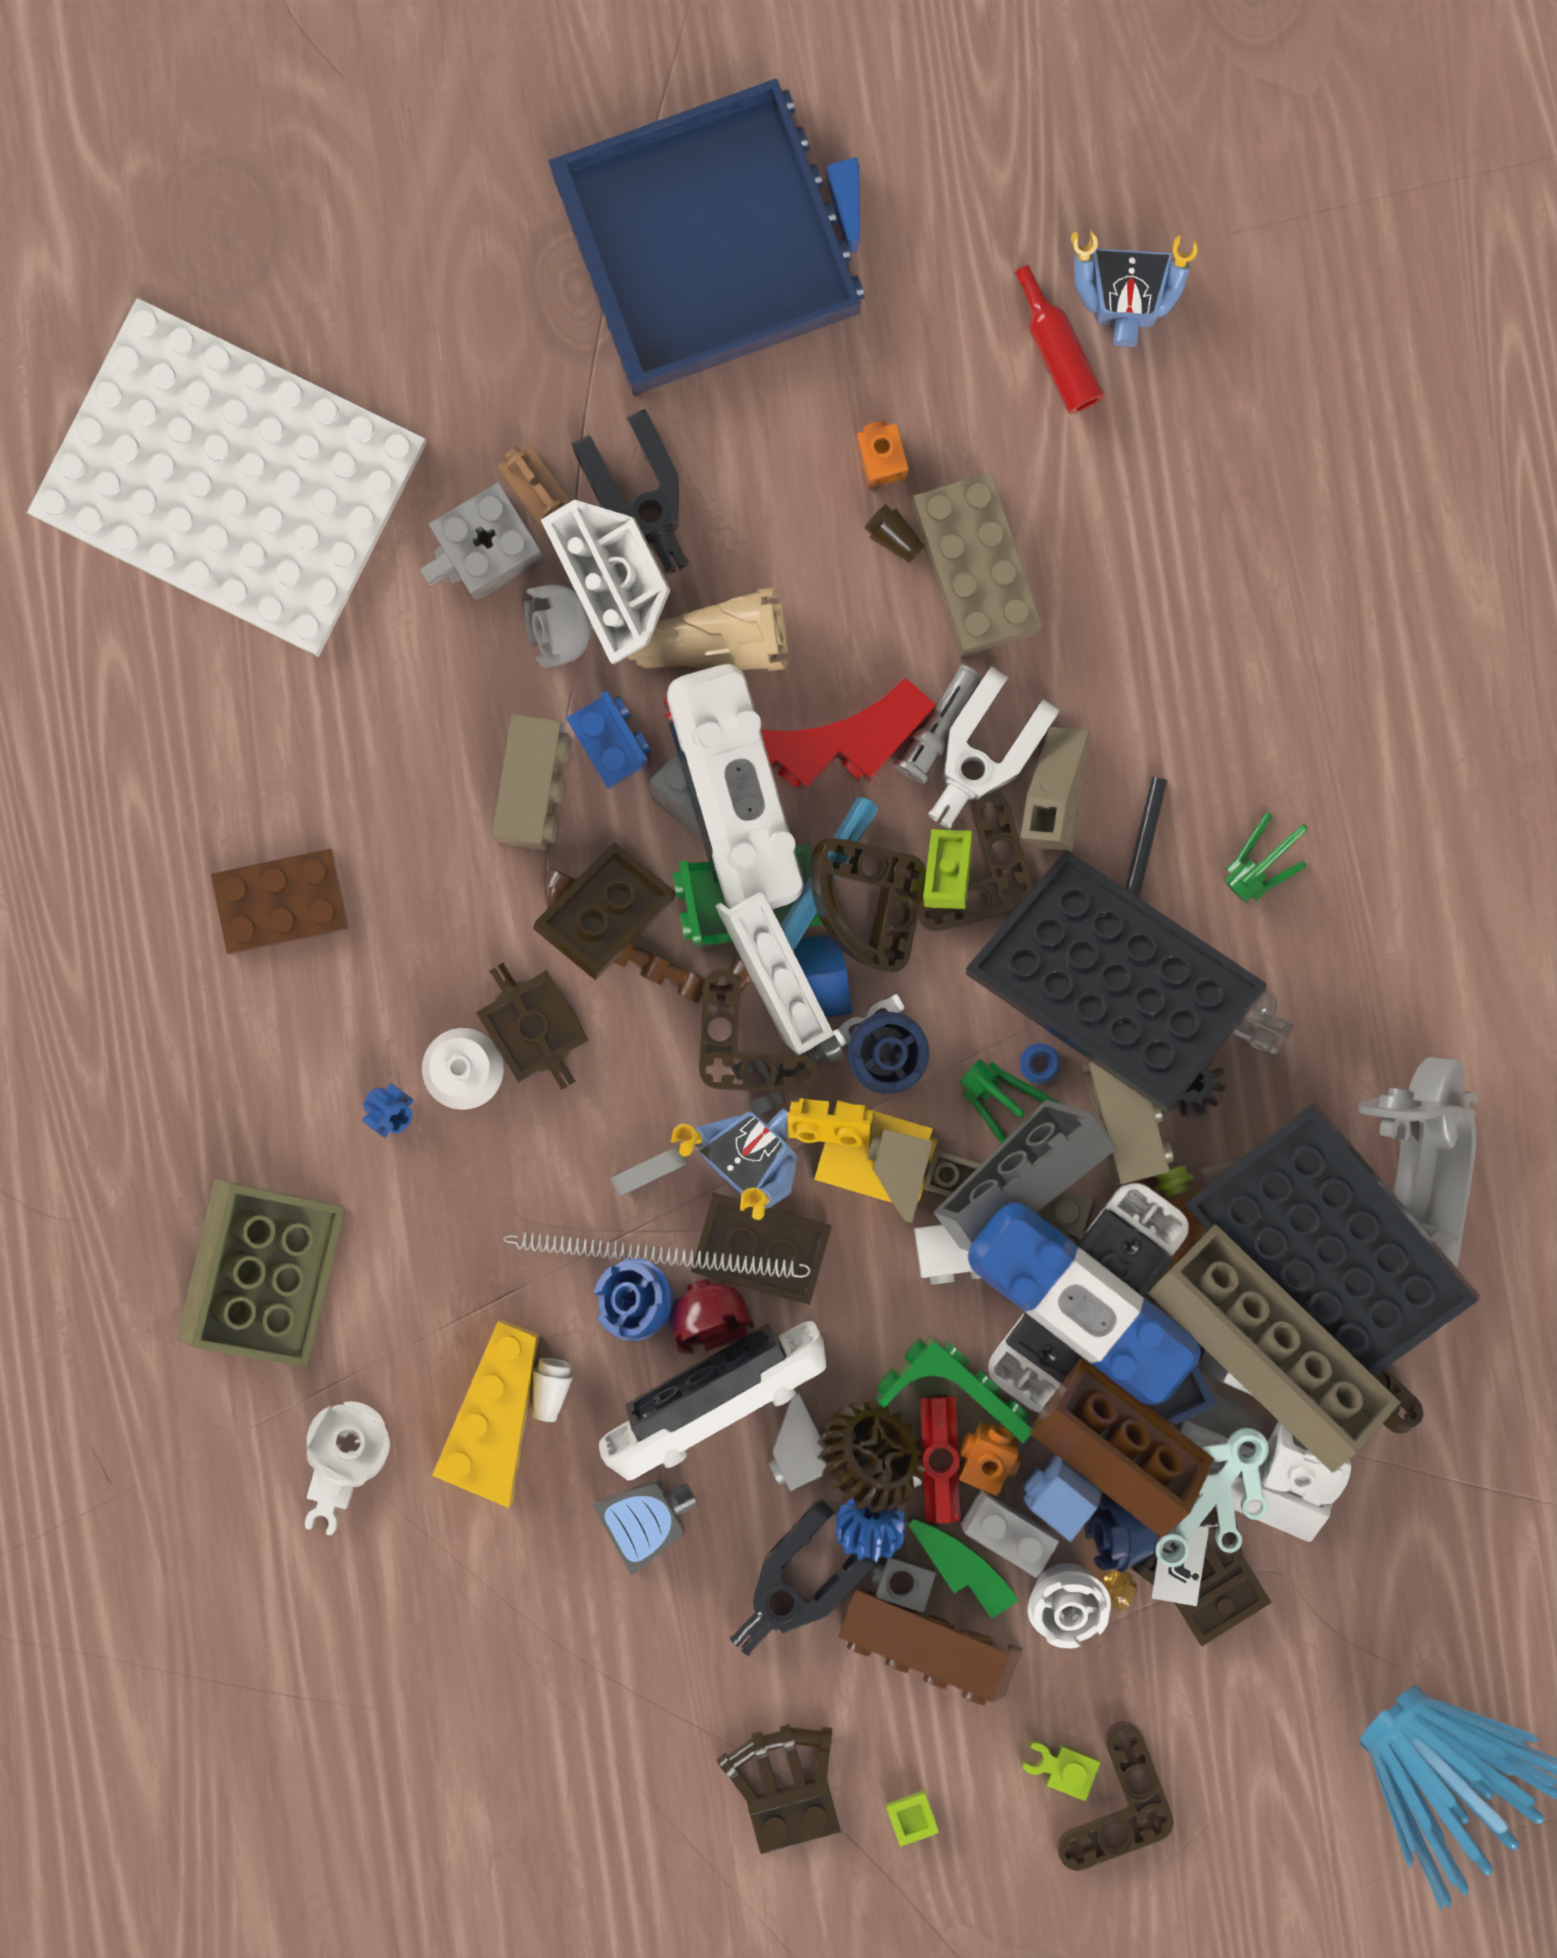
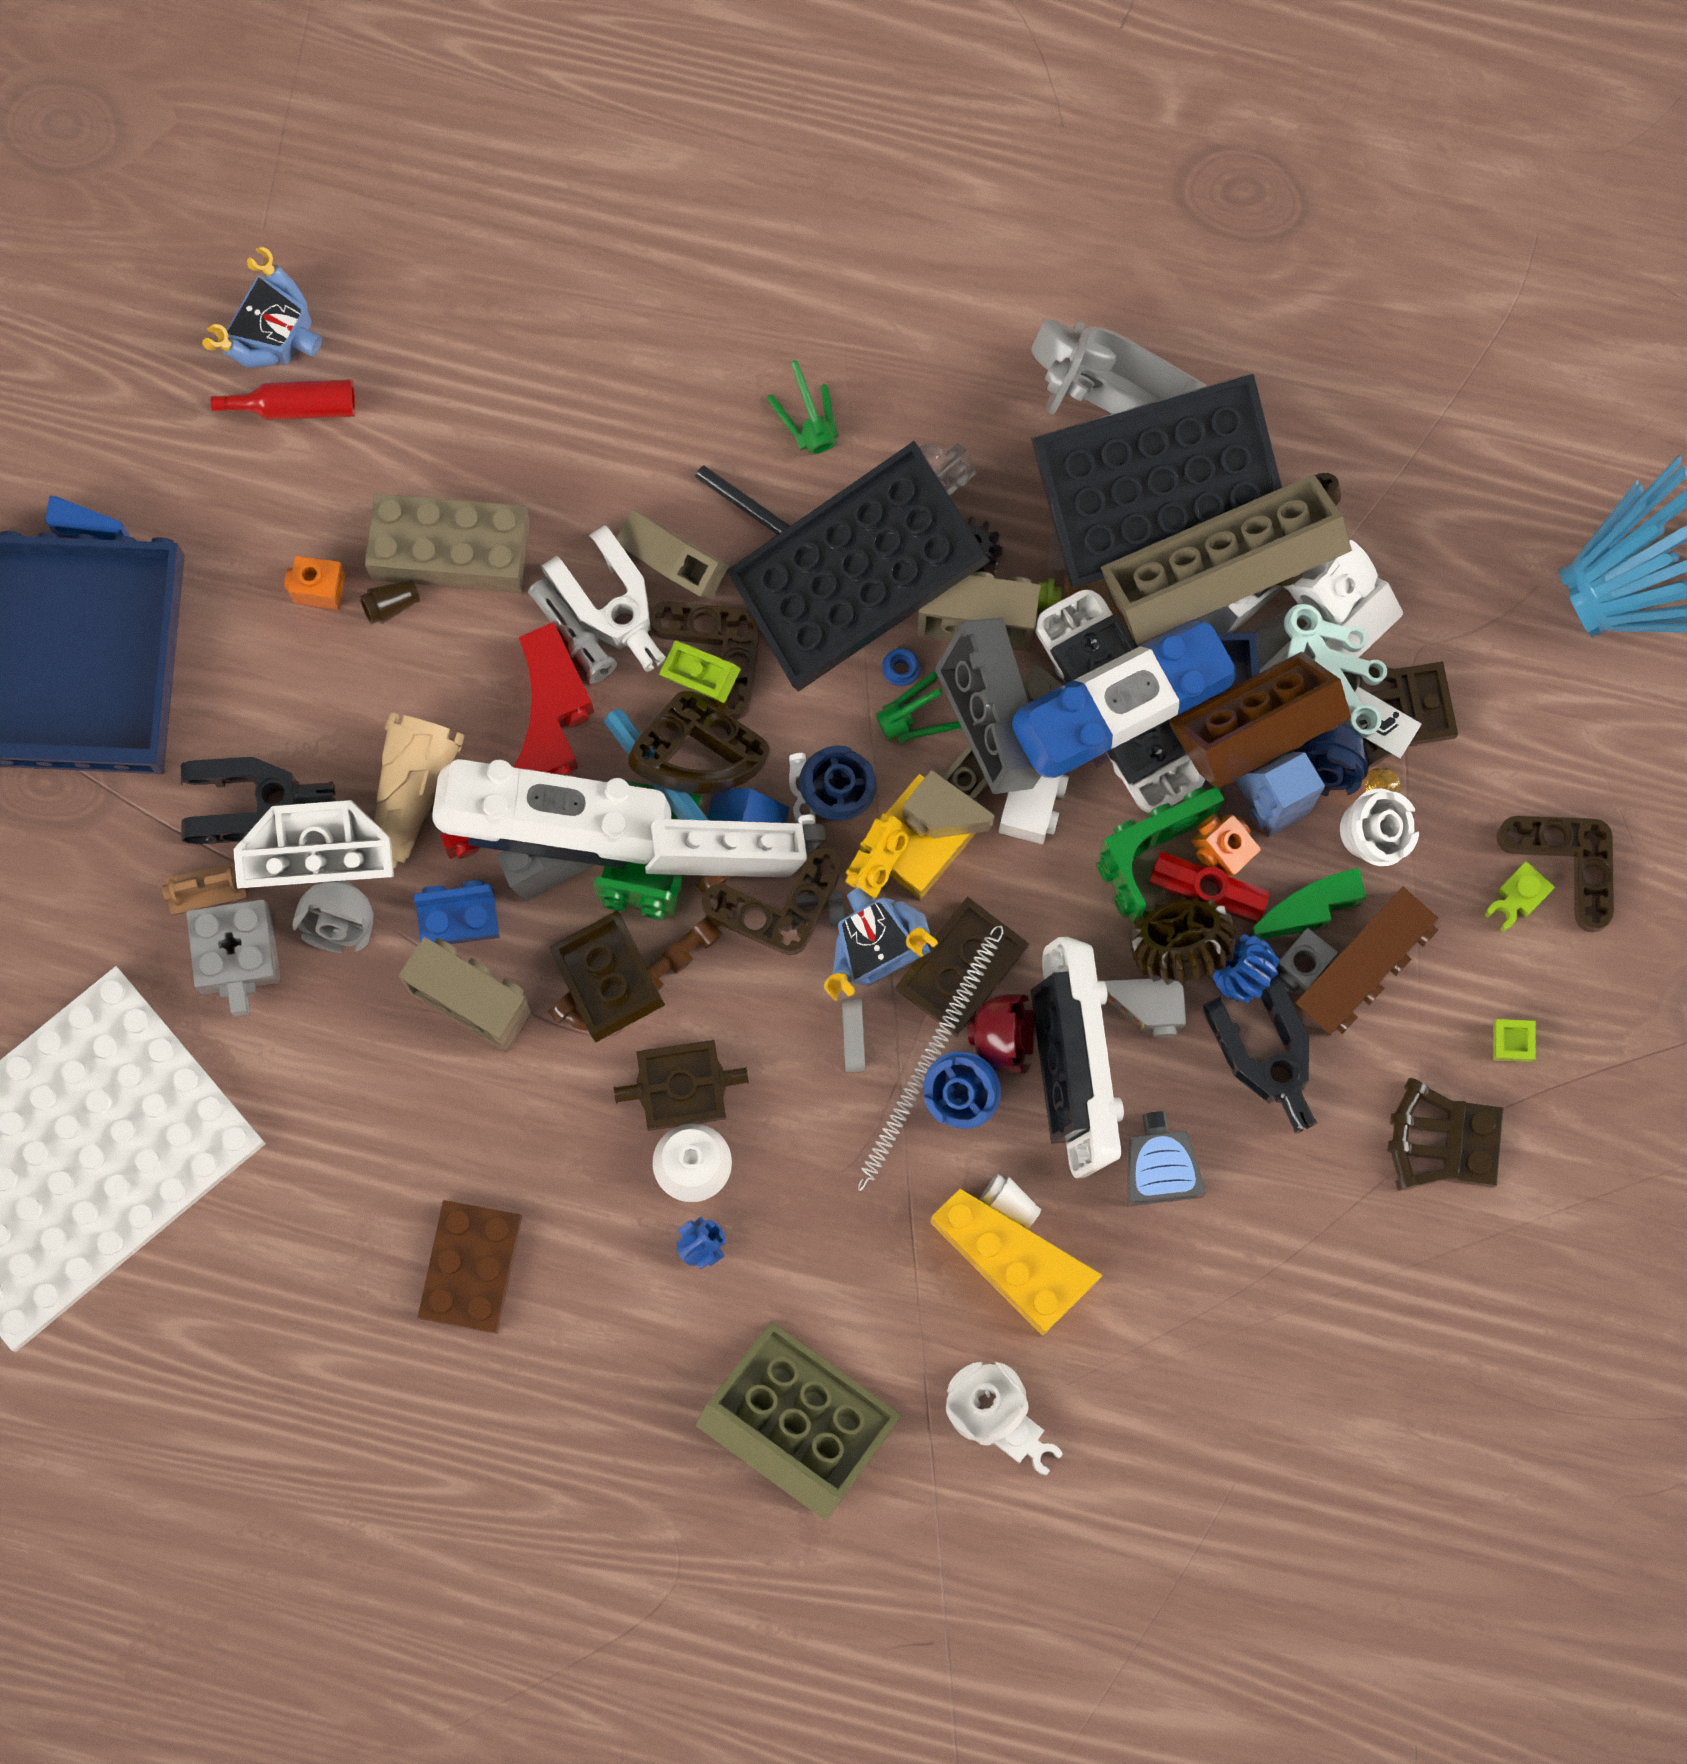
camera: 70 degrees left, 10 degrees down
(1008, 1532) = (1296, 849): light grey brick -> none

